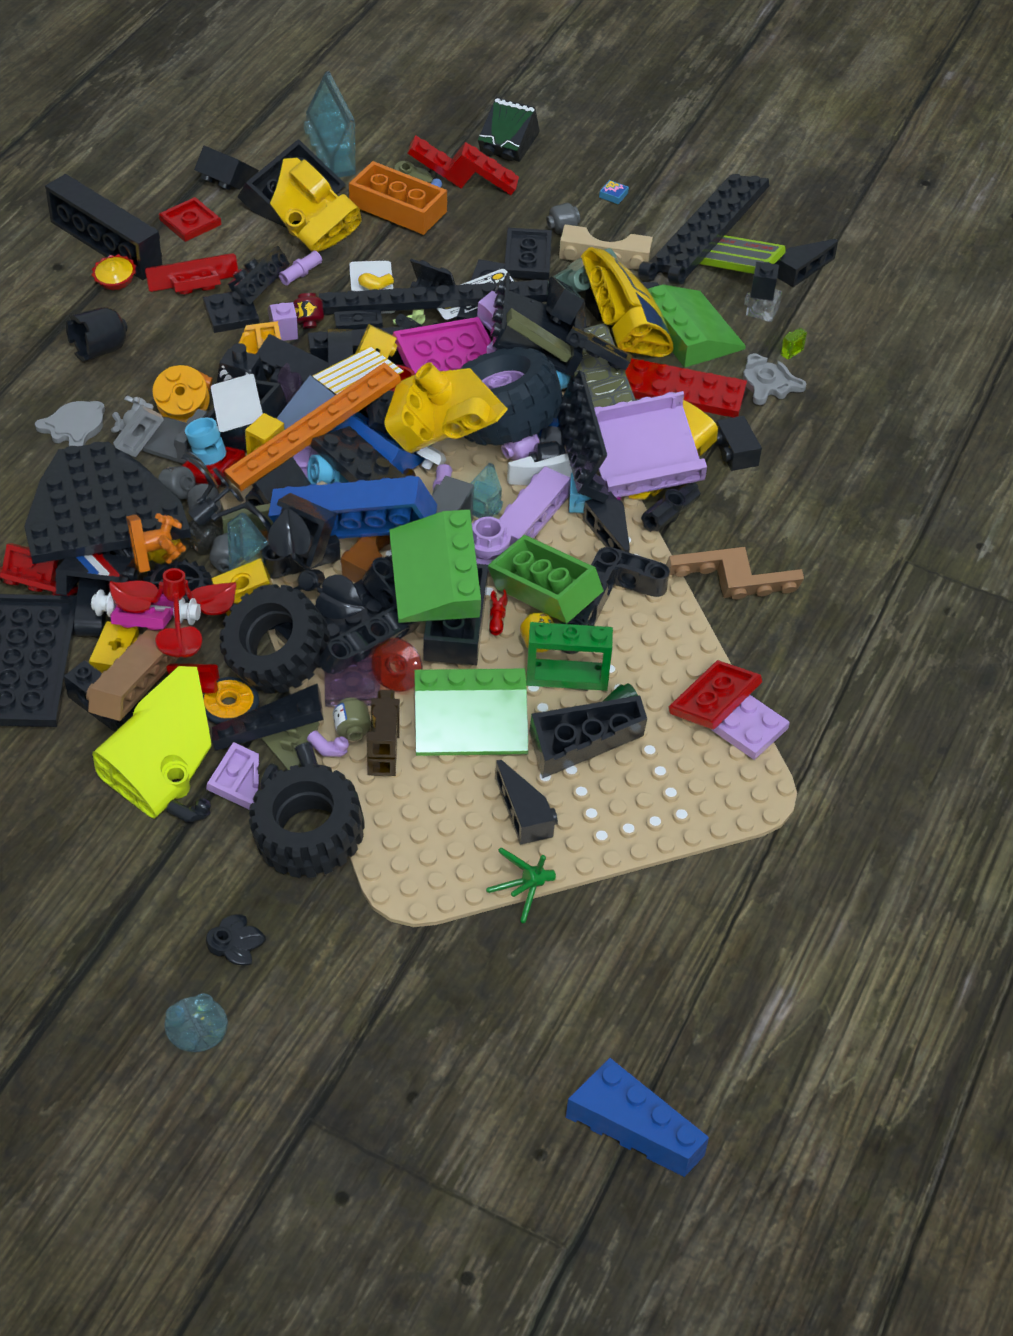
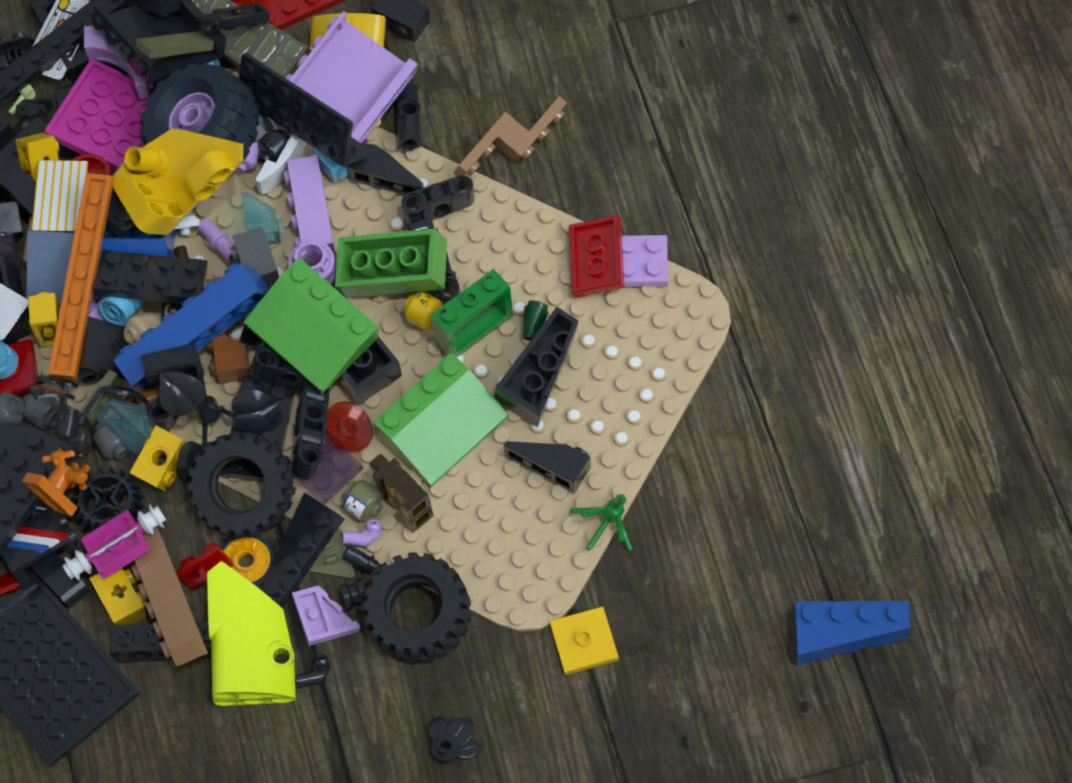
camera: 35 degrees left, 15 degrees up
(177, 641) = (154, 487): red plant -> none
(413, 954) = (584, 640): none -> yellow plate
(497, 613) = (384, 331): red piece -> none

